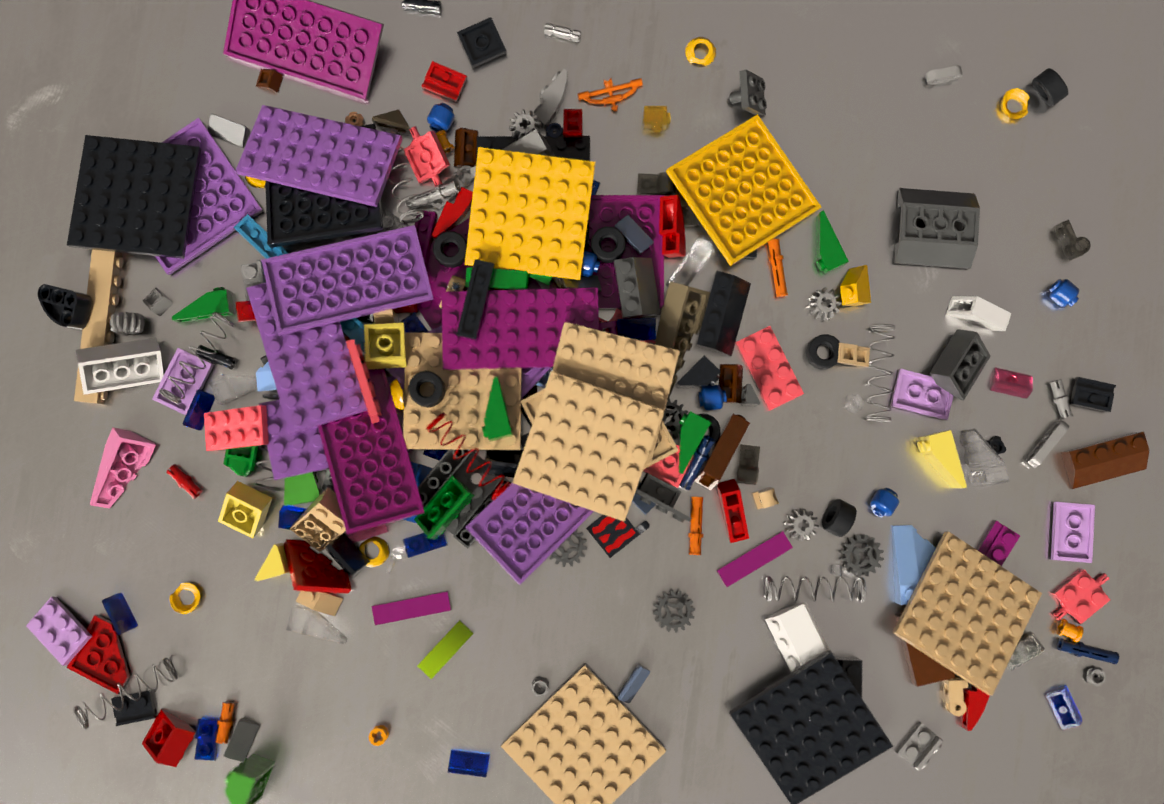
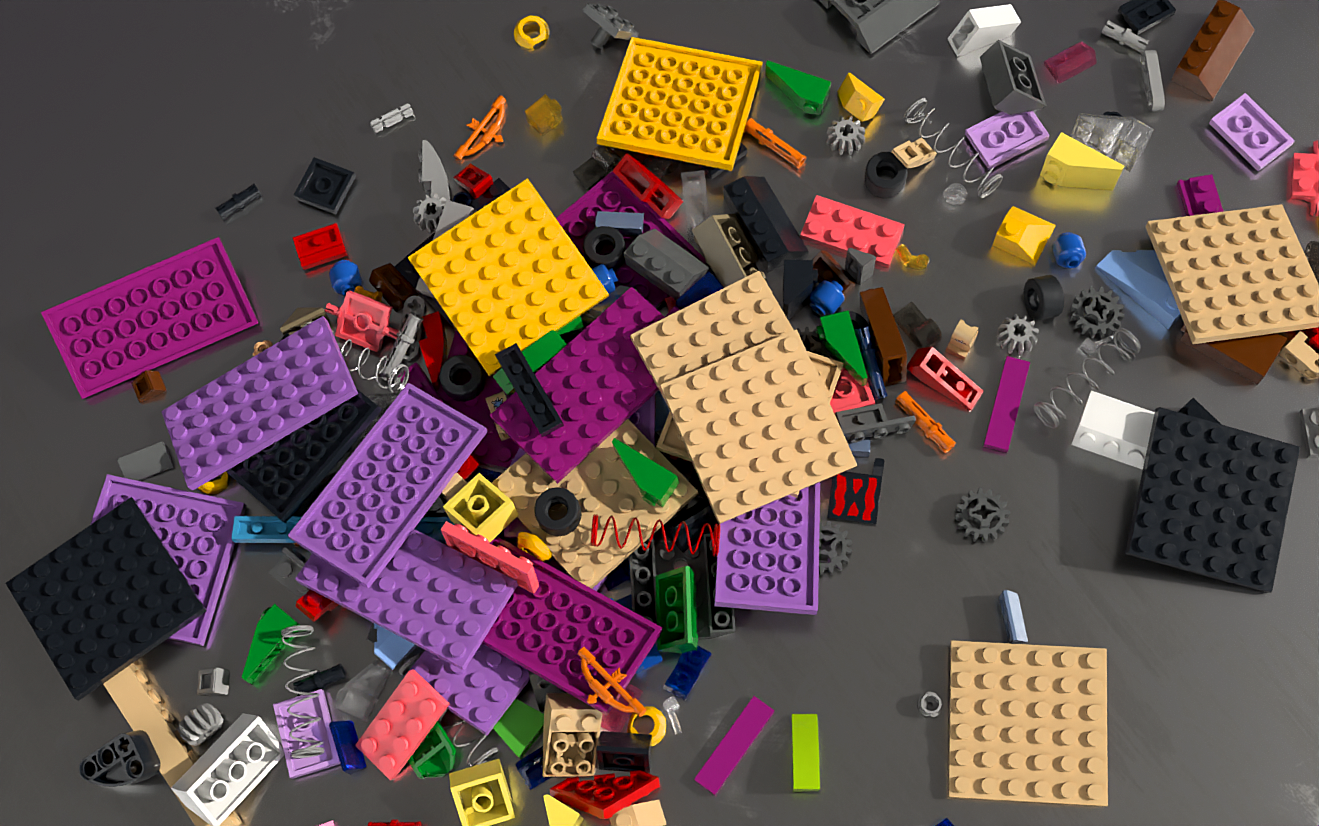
camera: 35 degrees left, 15 degrees down
(364, 545) = (613, 680): none -> orange piece
(785, 419) = (910, 261): none -> clear yellow arm
(869, 466) = (1023, 235): none -> yellow slope

